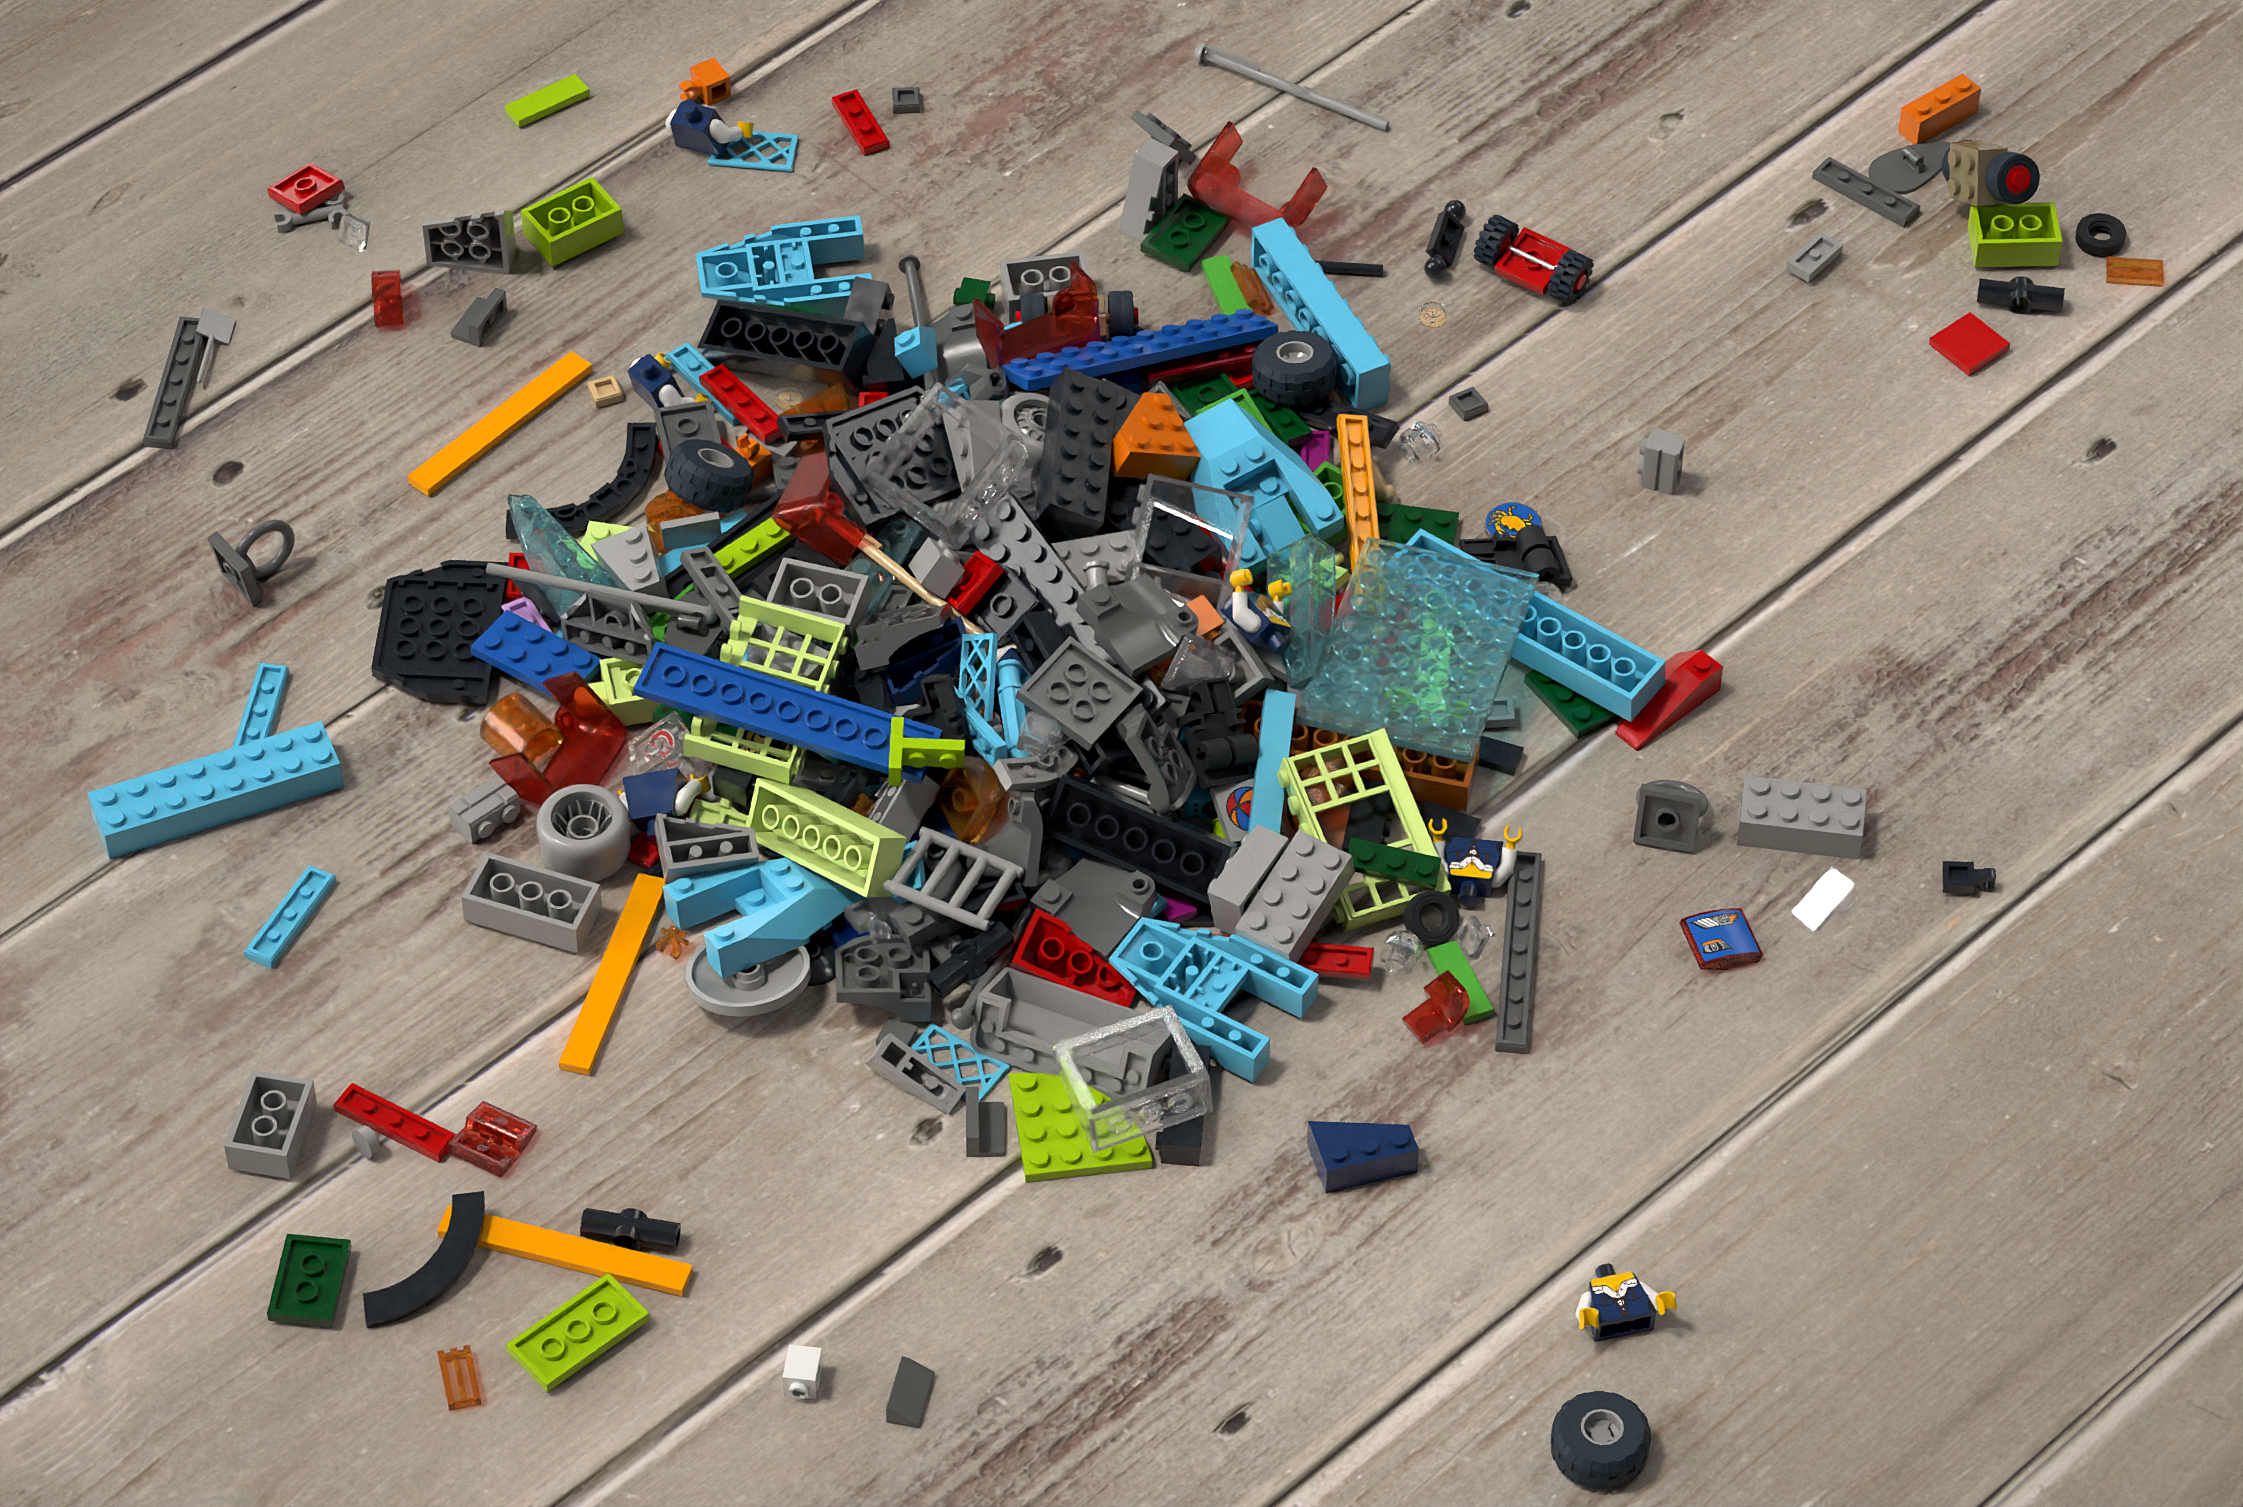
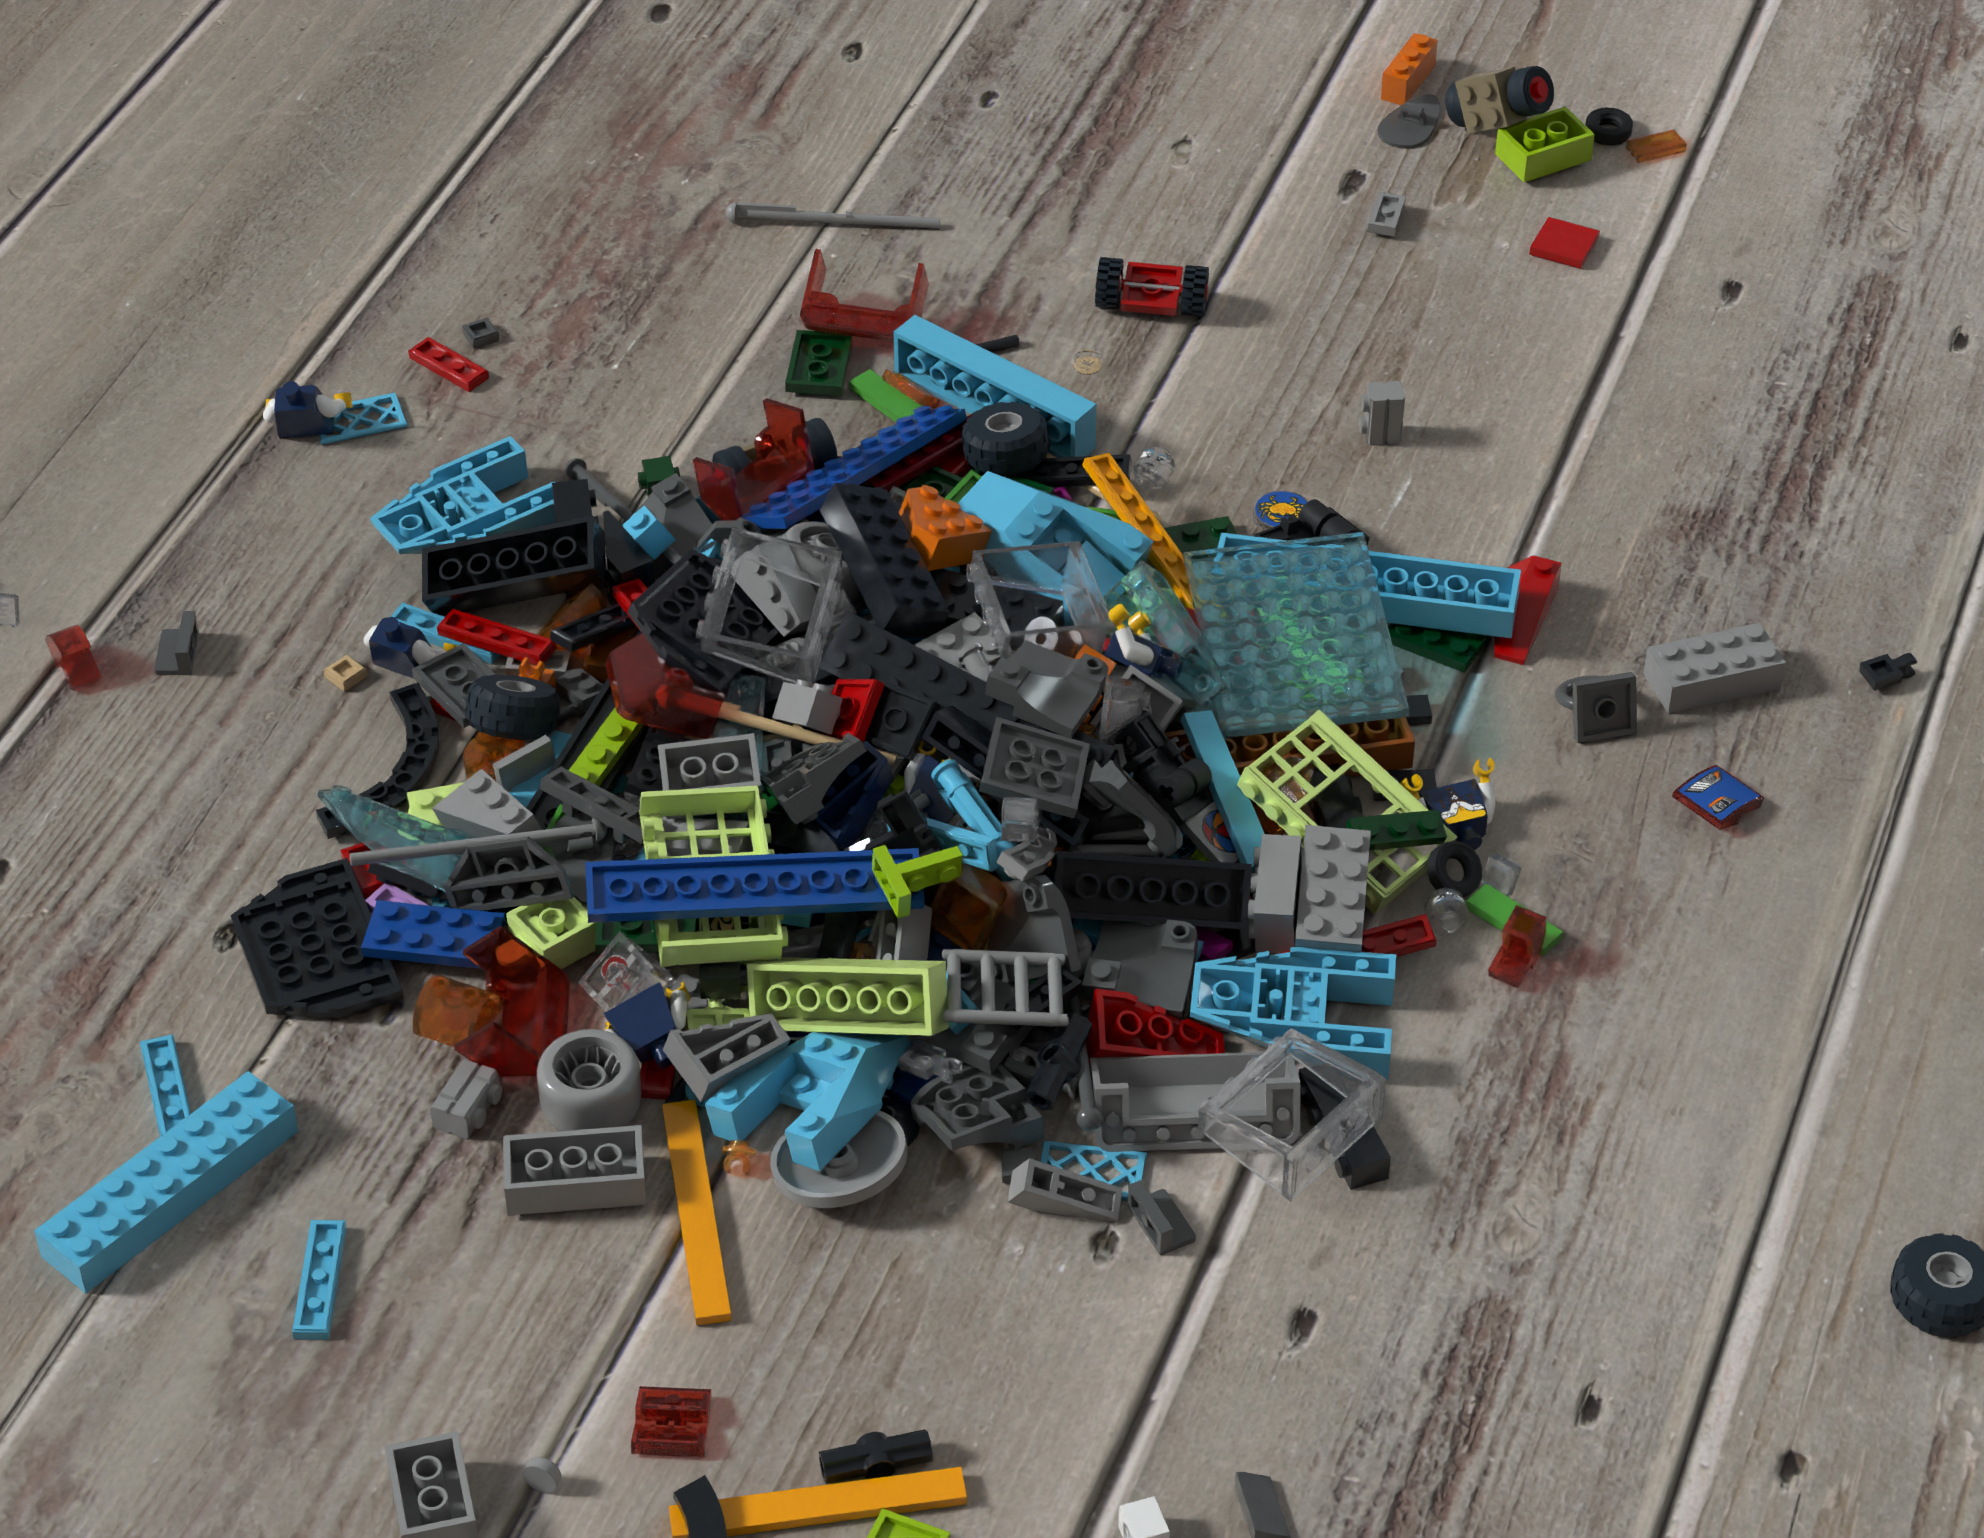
camera: 25 degrees left, 5 degrees down
(237, 565) = (65, 953): dark grey tile -> none
(394, 1122) = (558, 1444): red tile -> none
(472, 242) = (133, 578): light grey wedge -> none
(499, 423) = (255, 737): light orange tile -> none
(547, 100) = (127, 436): lime tile -> none
(572, 221) = (223, 530): lime brick -> none
(708, 82) = (279, 369): orange brick -> none
(789, 396) = (532, 619): clear tile -> none
(988, 665) = (927, 771): medium azure window -> none
(1036, 275) = (720, 431): light grey brick -> none
(1053, 1138) = (1234, 1200): lime plate -> none
(1150, 188) = (772, 331): light grey wedge -> none
(1164, 135) = (749, 290): dark grey plate -> none
(1360, 1152) = (1536, 1106): dark blue wedge -> none
(1445, 239) = (1058, 297): black plate -> none
(1468, 403) = (1170, 425): dark grey tile -> none
(1518, 954) = (1550, 879): dark grey tile -> none
(1620, 1305) = (1872, 1153): torso -> none
(1829, 895) = (1786, 730): clear plate -> none
(1866, 192) = (1390, 152): dark grey tile -> none
(2020, 295) = (1580, 190): black piece -> none

